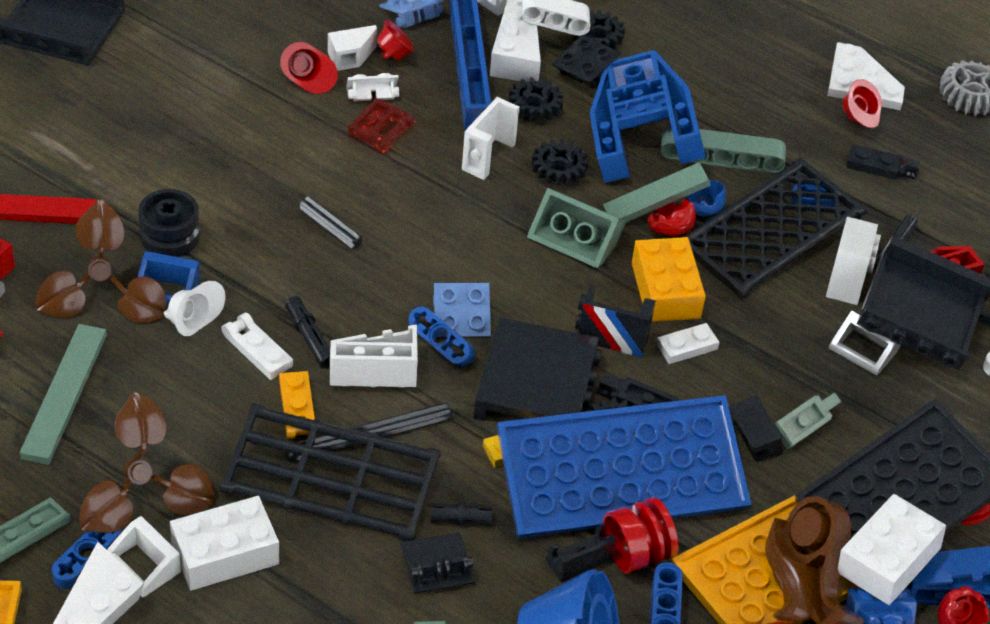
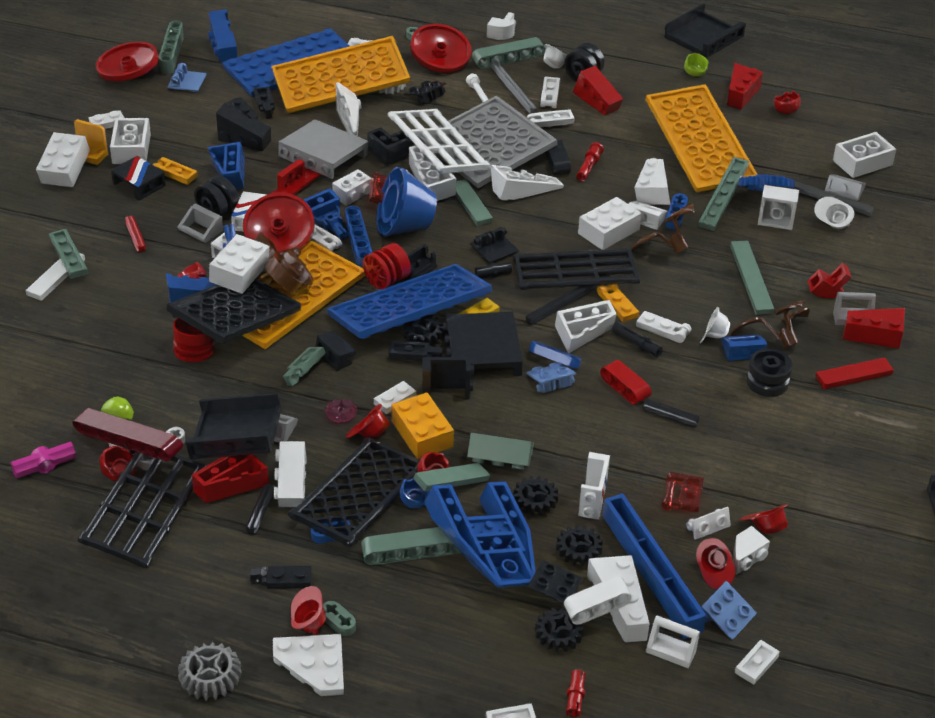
camera: 165 degrees right, 5 degrees down
(367, 271) = (625, 382): none -> red beam
(742, 298) = (372, 425): none -> red piece
(774, 351) = (348, 412): none -> clear pink gear
(827, 107) = (341, 616): none -> sand green beam

